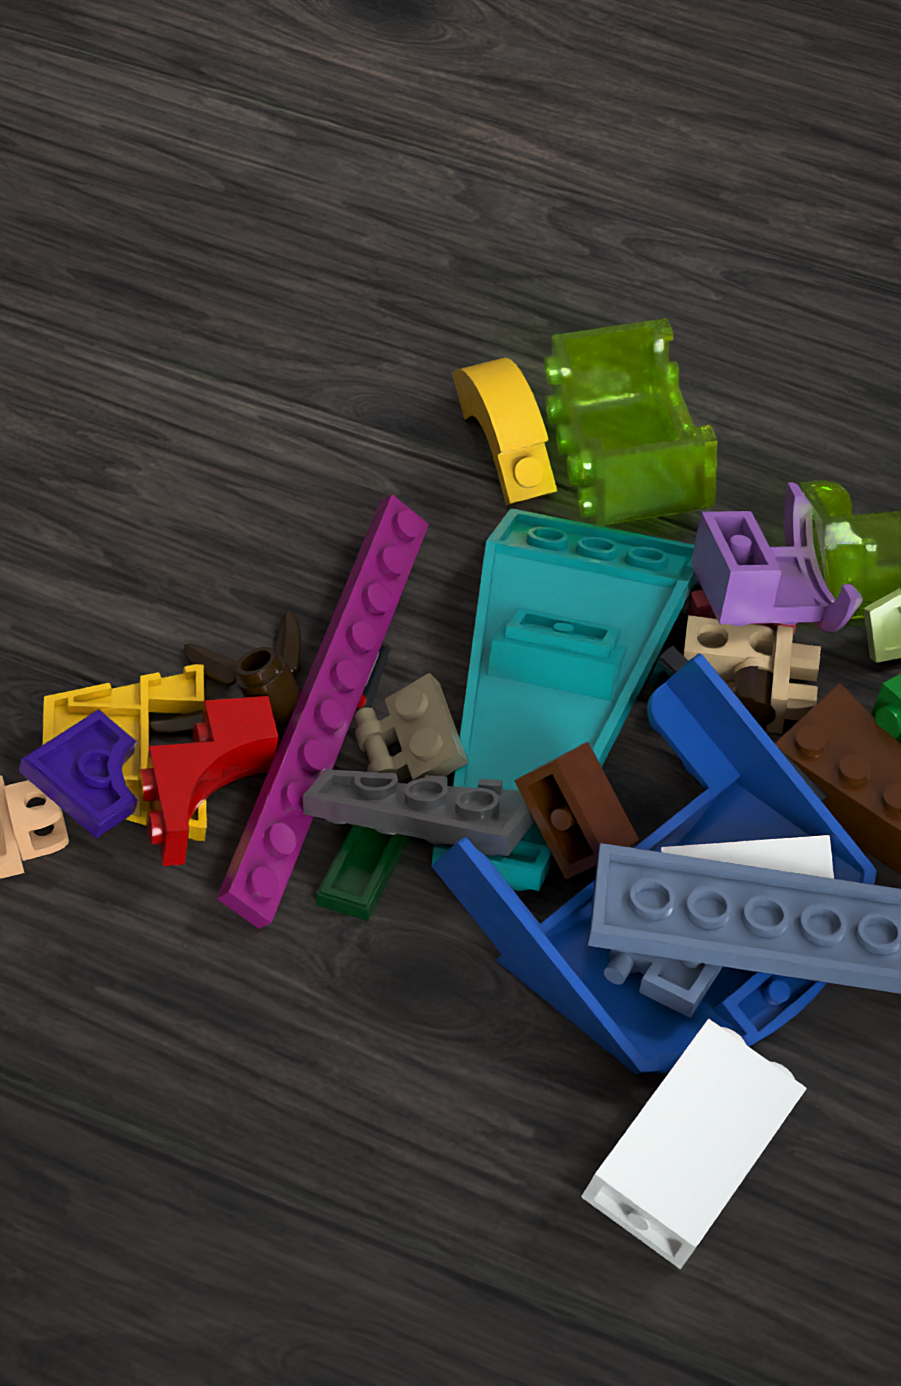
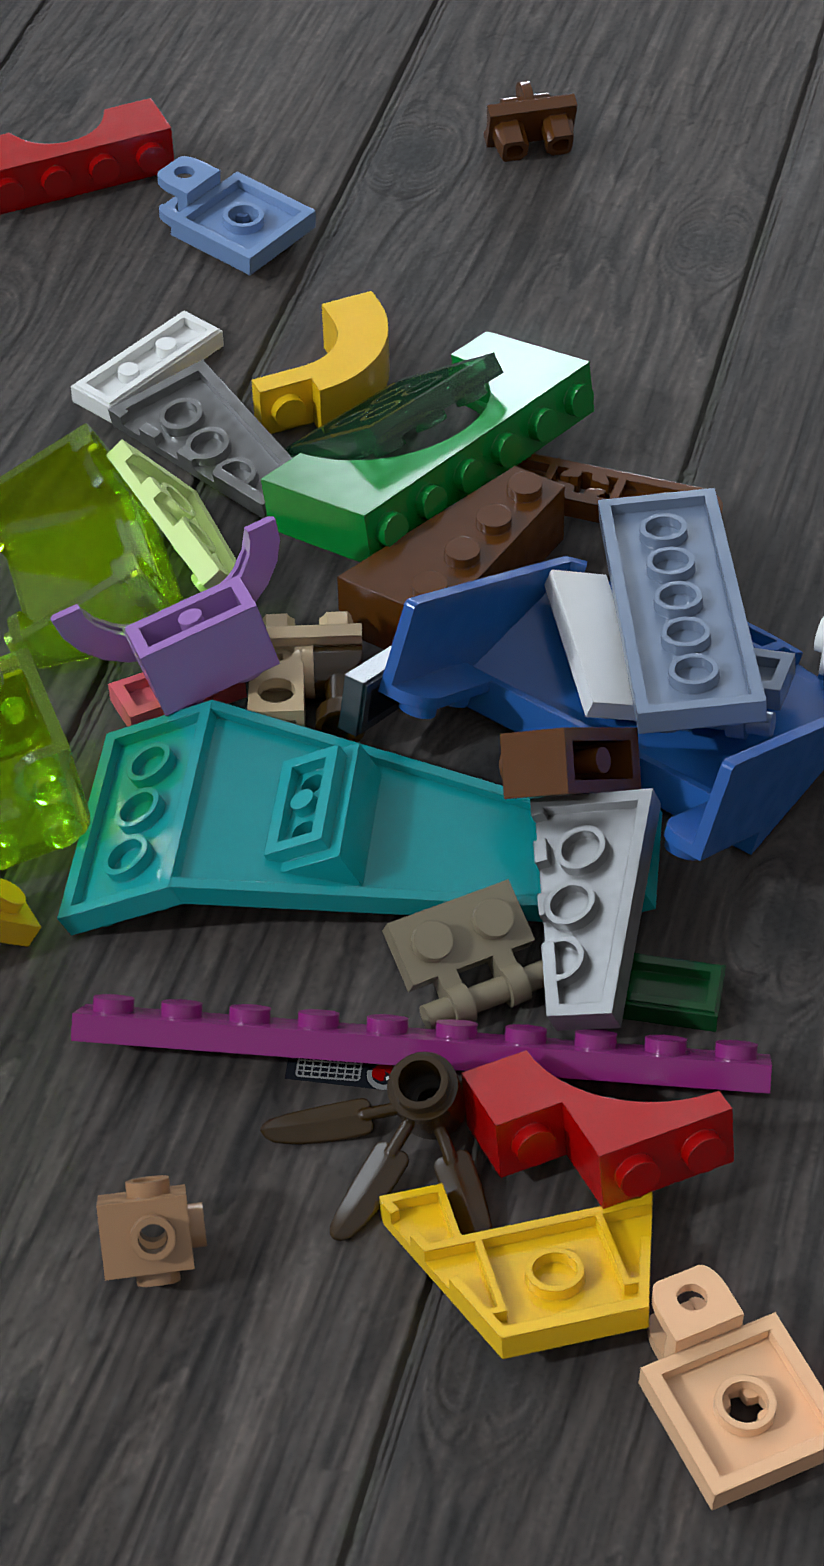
camera: 100 degrees left, 5 degrees down
(85, 773) = (629, 1252): dark purple tile -> none
(198, 529) = (149, 1259): none -> medium nougat brick

